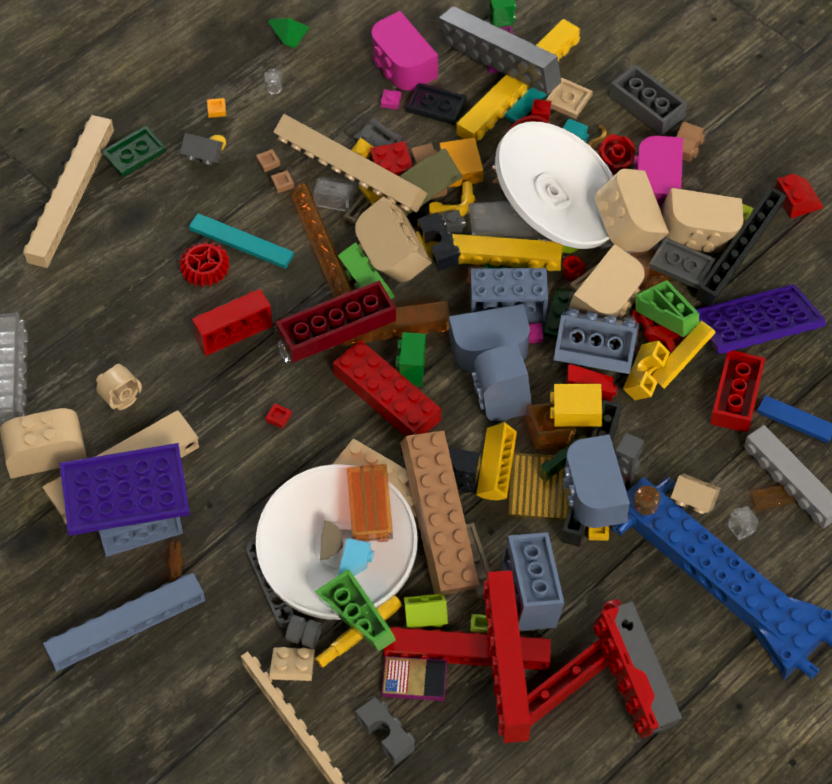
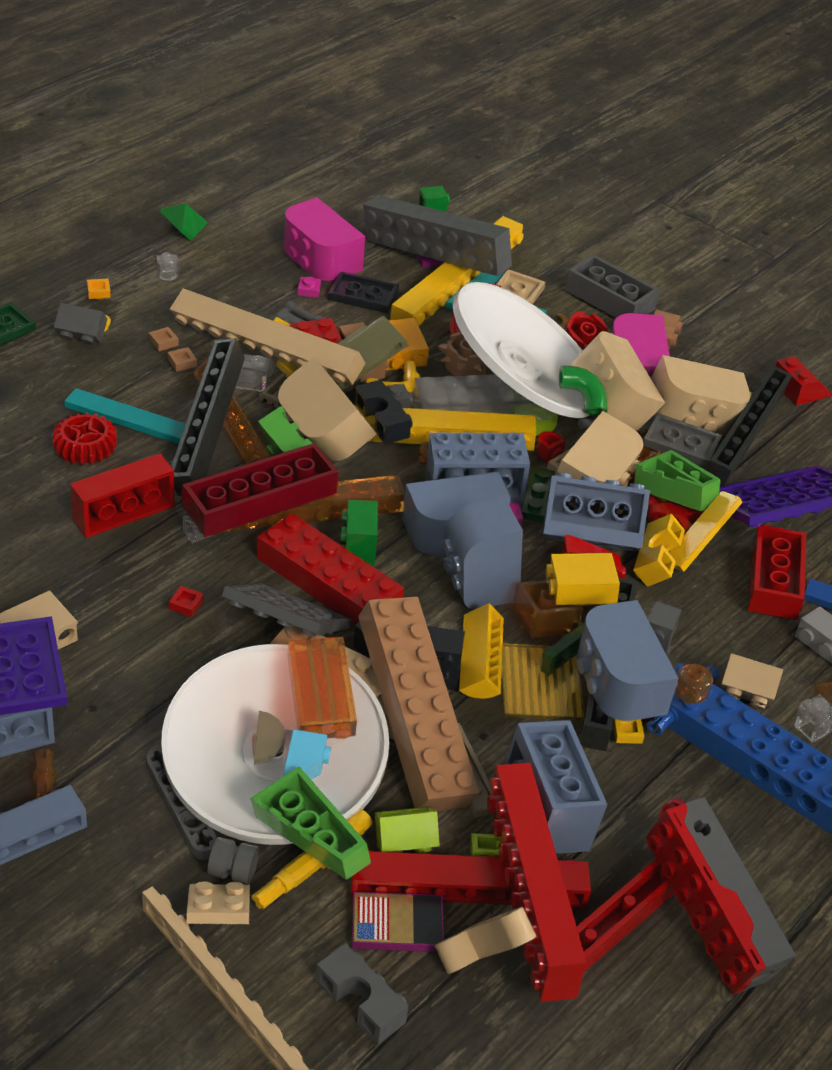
camera: 10 degrees left, 15 degrees down
(299, 246) = (207, 413): none -> pearl dark grey brick
(351, 429) = (287, 608): none -> dark grey plate
(470, 697) = (485, 939): none -> tan beam
(604, 223) = (588, 385): none -> green cylinder

